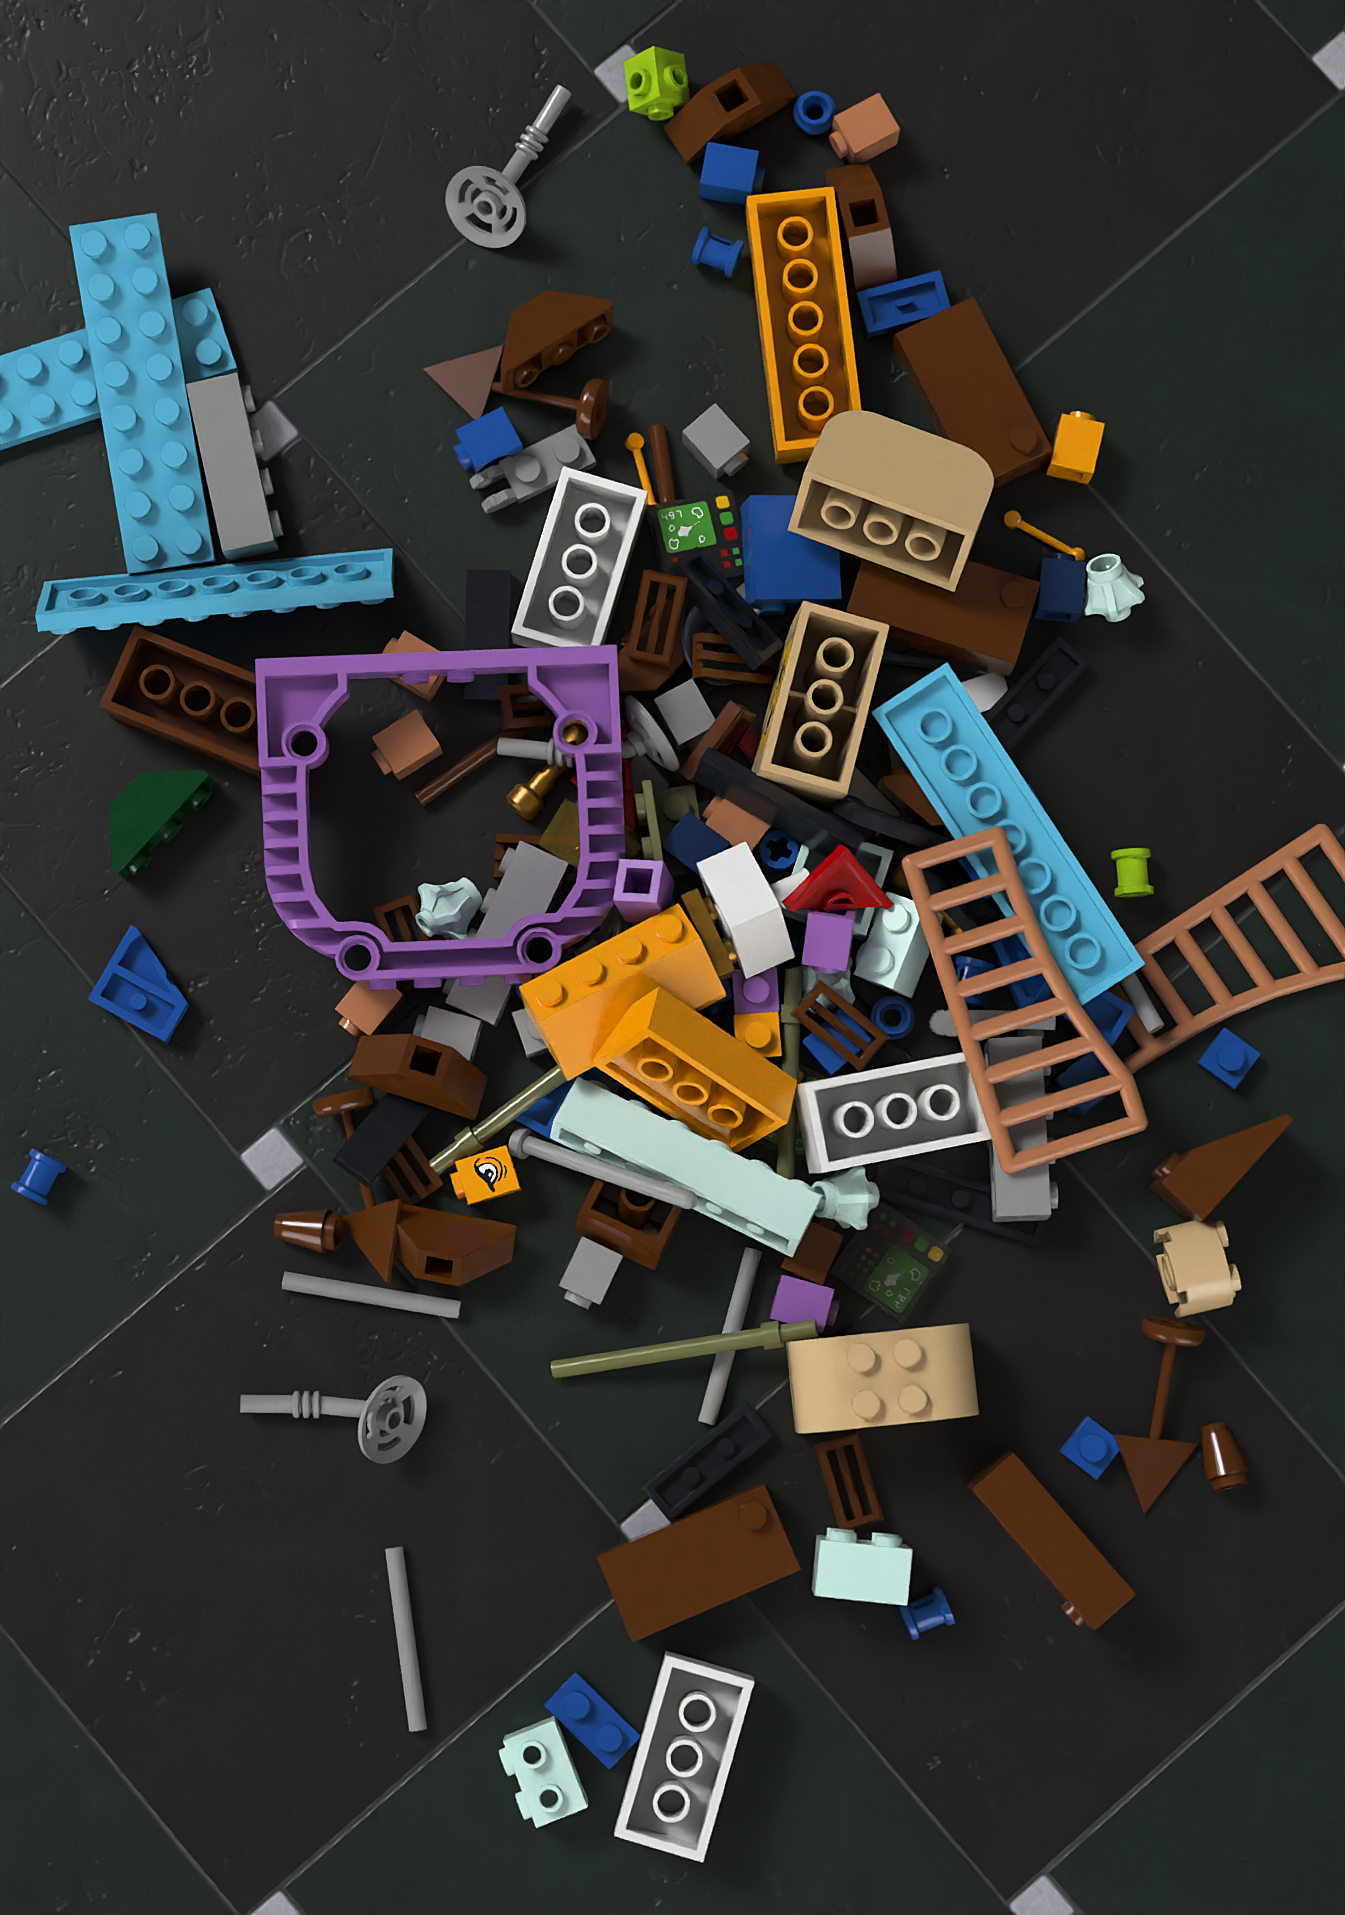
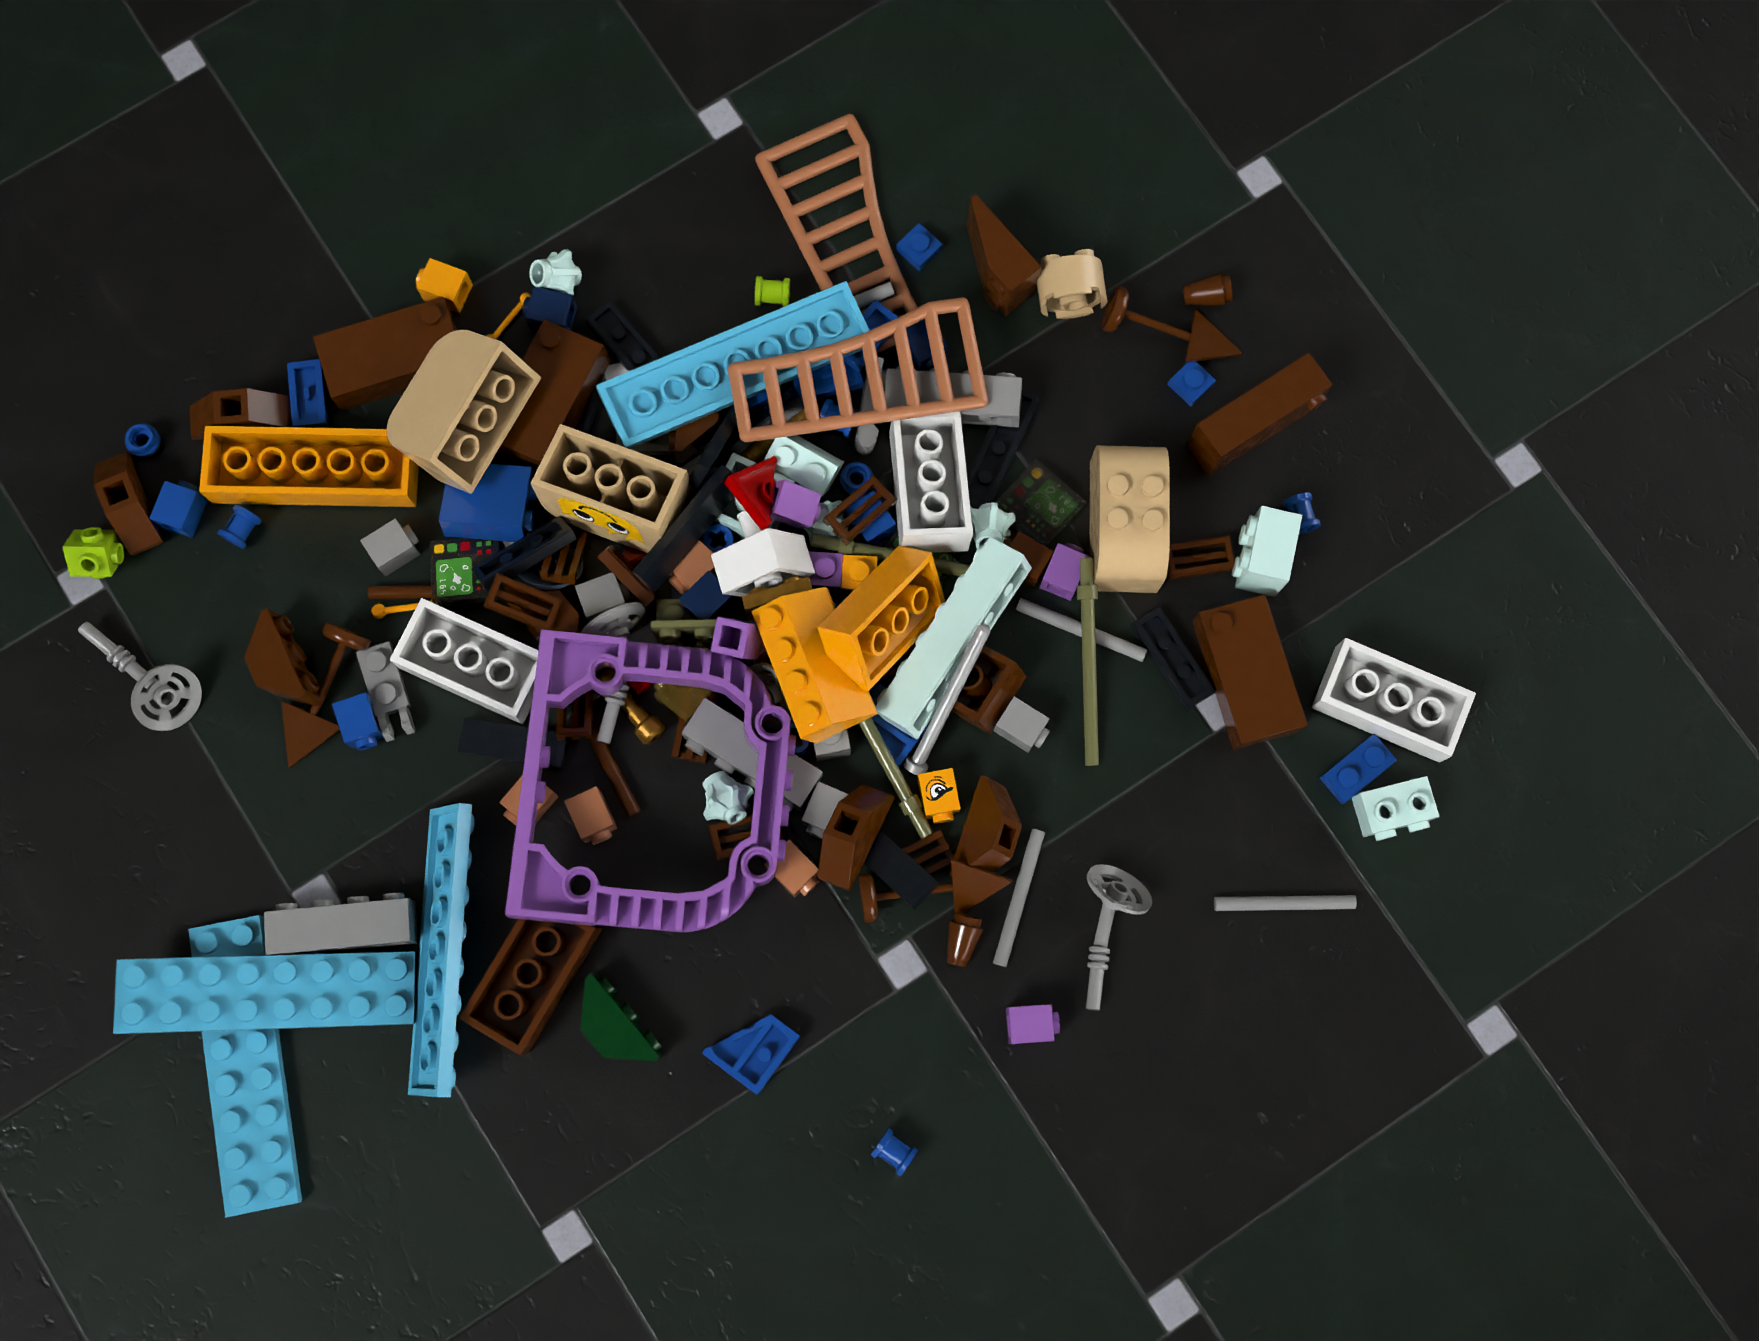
camera: 85 degrees left, 5 degrees down
(212, 1328) = (1032, 1024): none -> medium lavender brick
(864, 130) = (164, 403): nougat brick -> none

